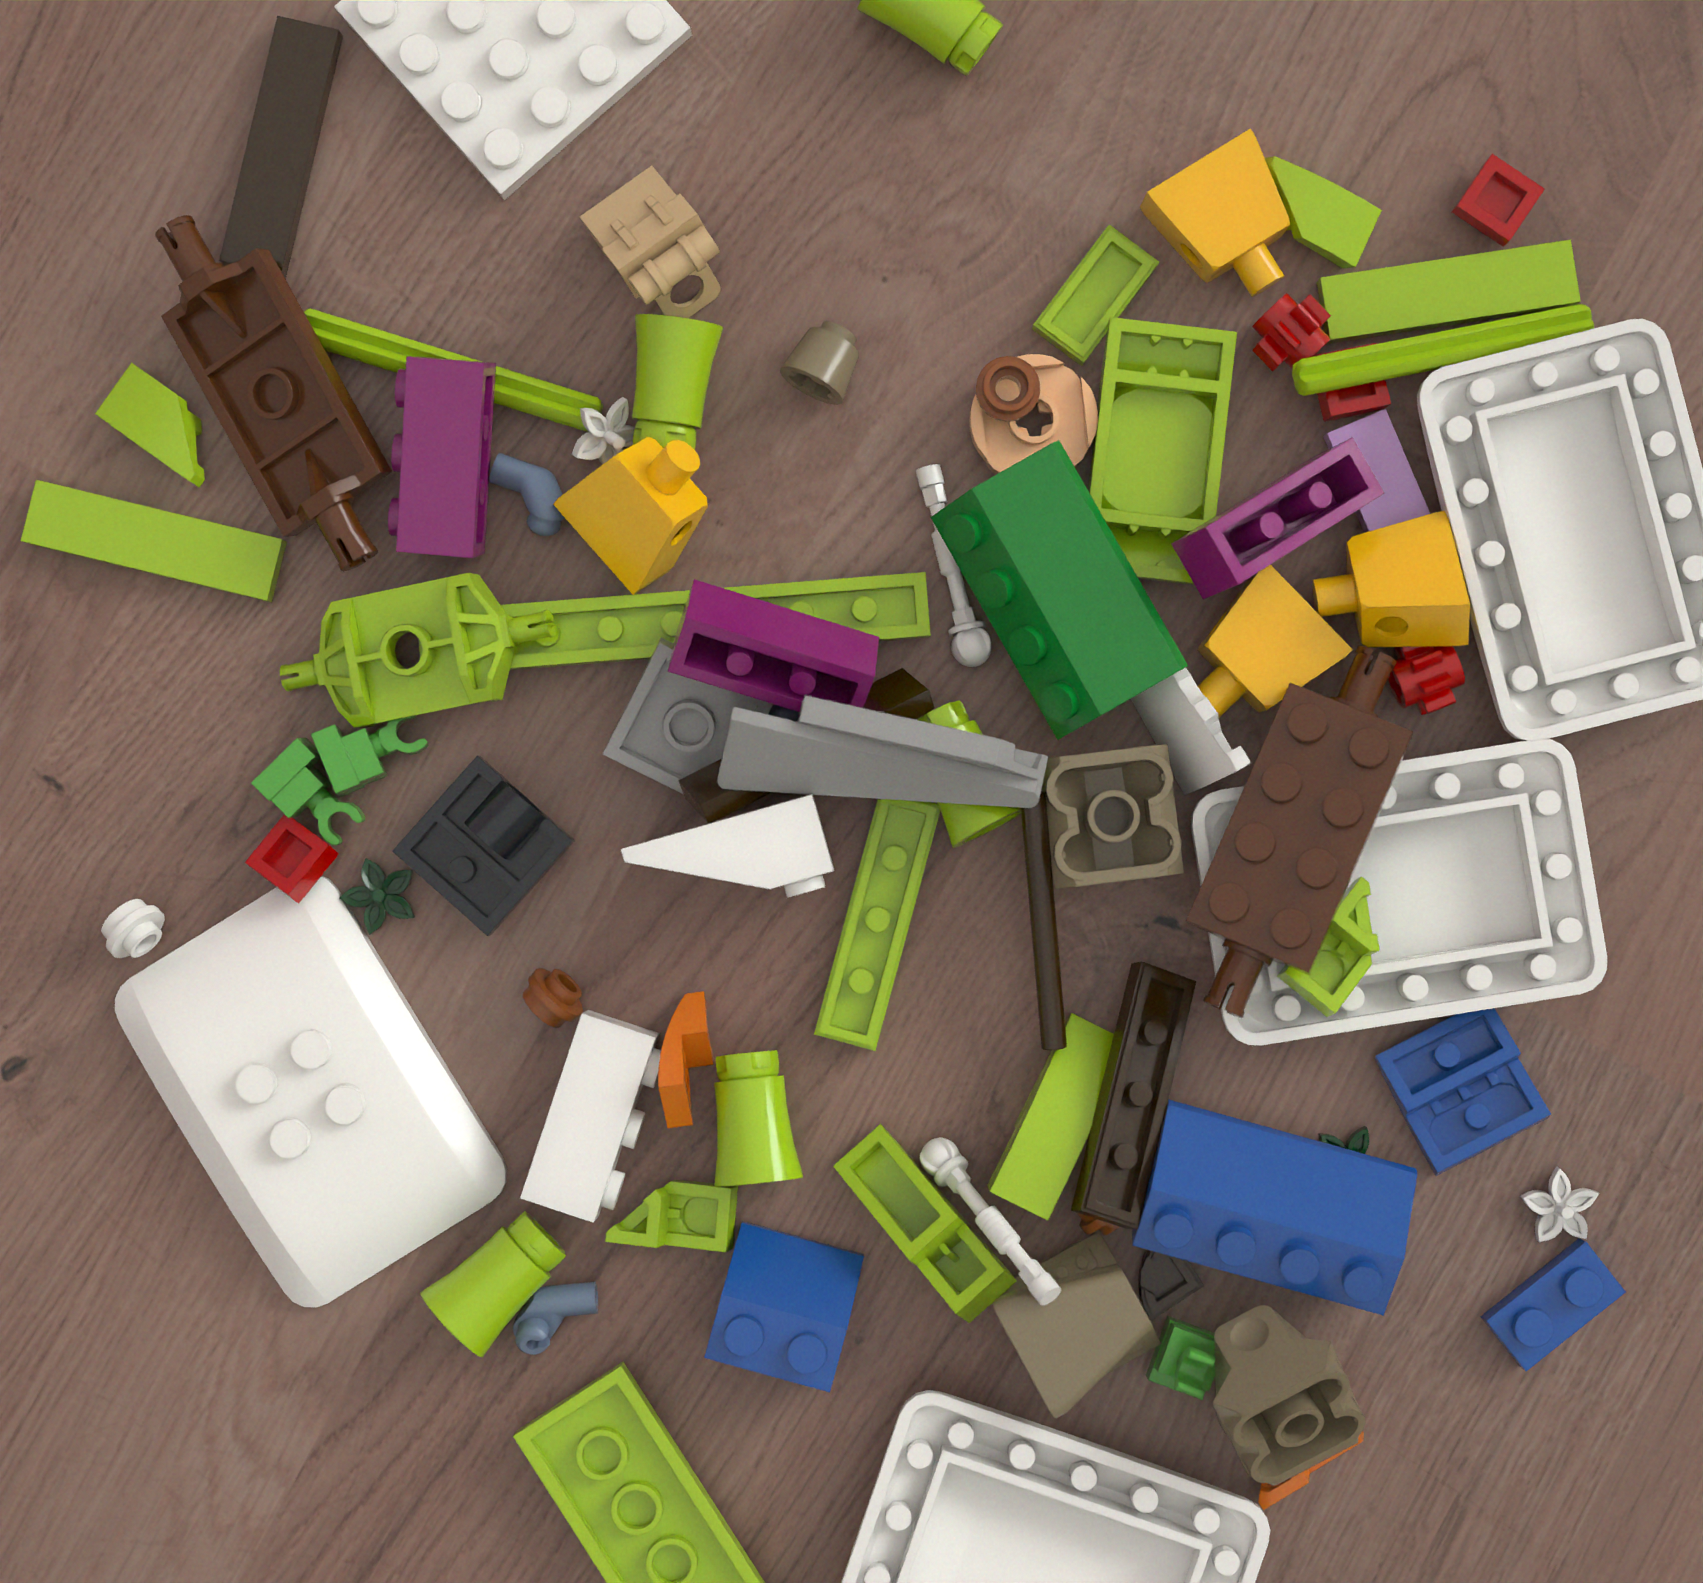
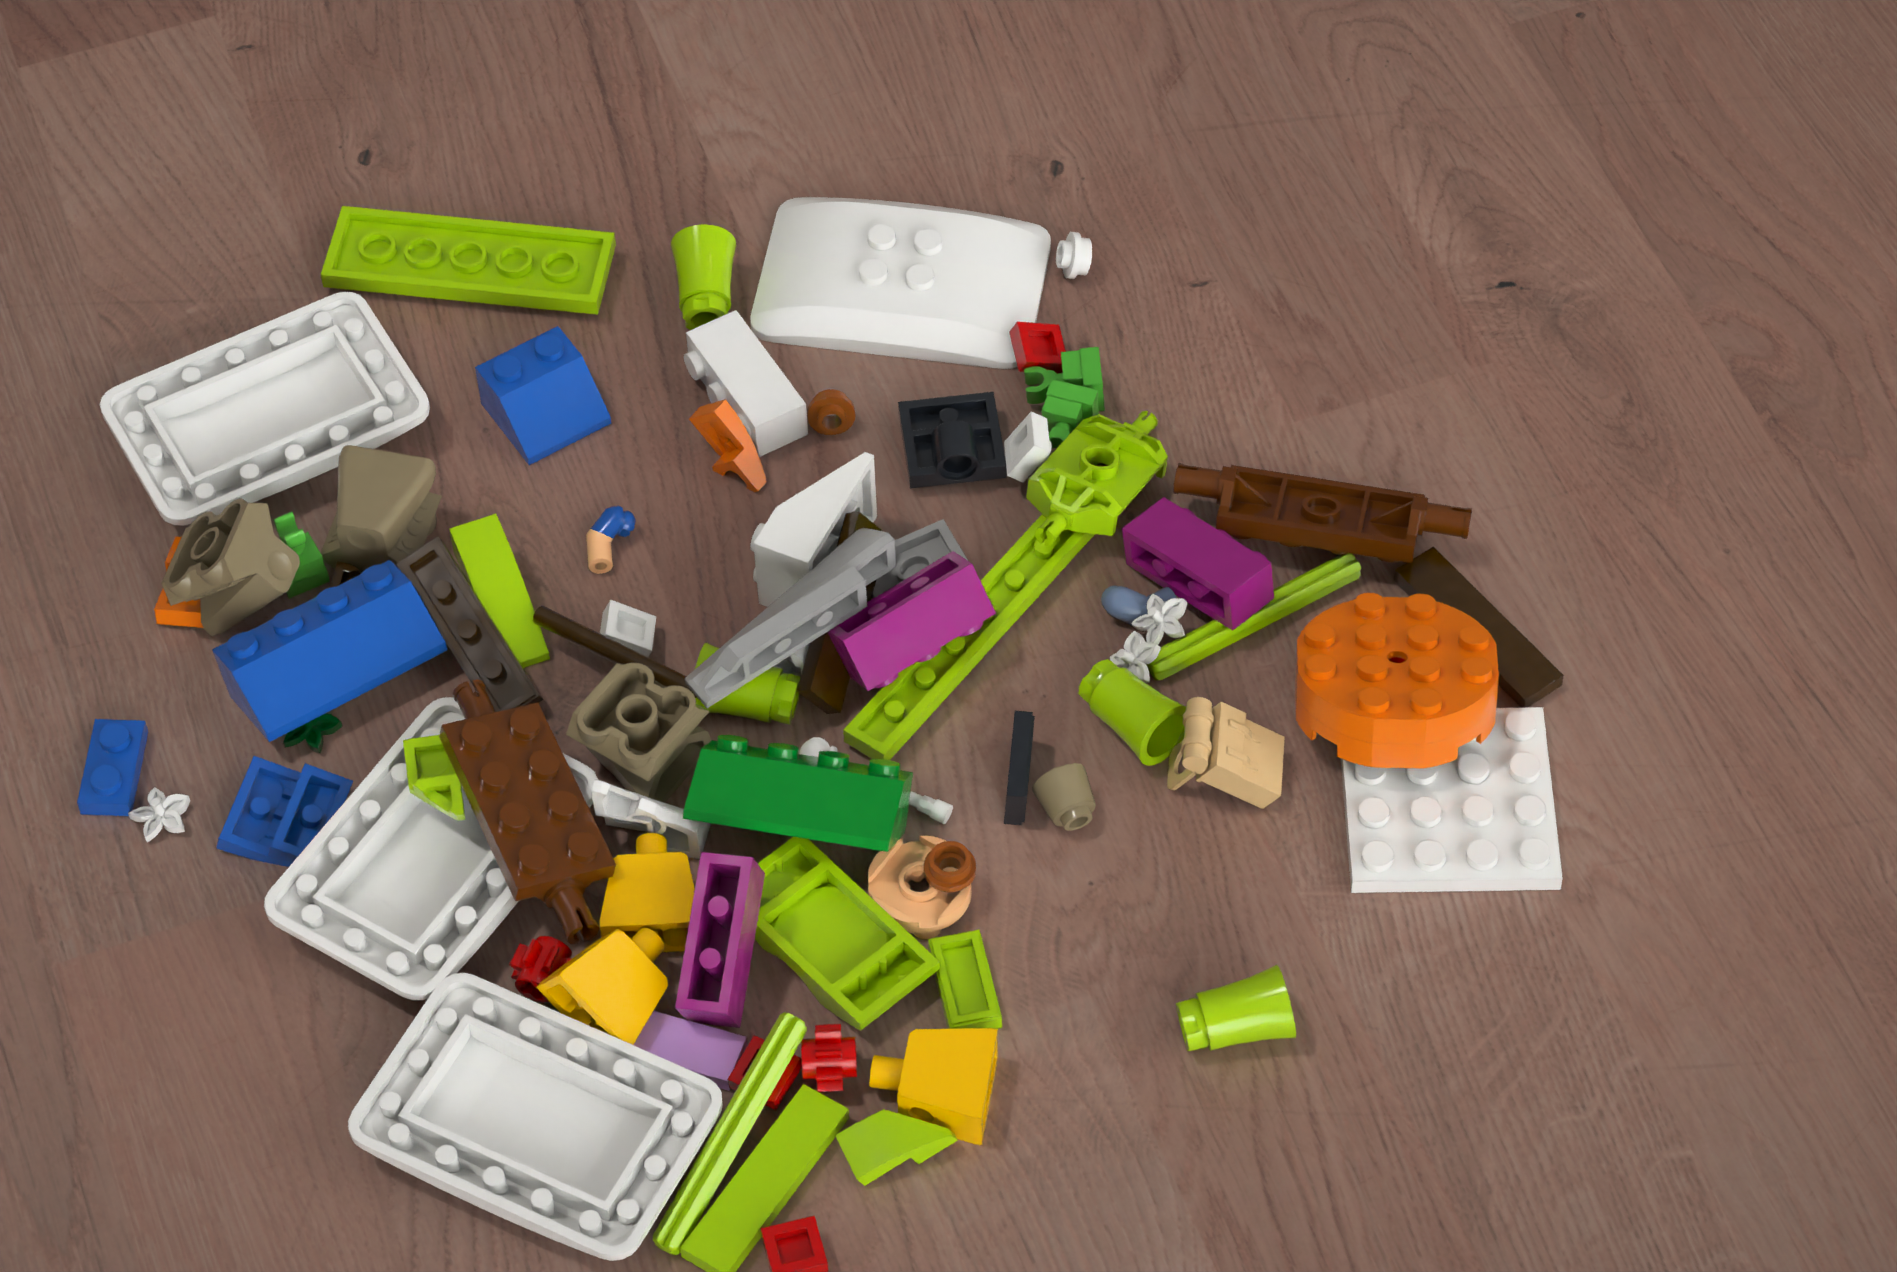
camera: 130 degrees right, 35 degrees down
(153, 541) = (1293, 411): lime tile -> none
(155, 421) = (1362, 453): lime slope -> none
(380, 895) = (977, 378): dark green plant -> none
(439, 136) = (1396, 680): none -> orange piece
(444, 744) = (1027, 447): none -> white plate
(541, 443) = (1162, 618): none -> white plant
(546, 1311) = (663, 300): sand blue arm -> none
(638, 509) = (1069, 628): yellow torso -> none
(681, 1216) = (645, 394): lime slope -> none
(753, 1121) = (657, 449): lime plant -> none
(828, 434) = (1019, 768): none -> black tile
(877, 922) = (694, 582): lime tile -> none
(891, 1091) = (601, 534): none -> arm
(924, 1224) = (512, 489): lime slope -> none
(947, 1165) = (534, 528): white piece -> none
(991, 951) = (629, 627): none -> white plate

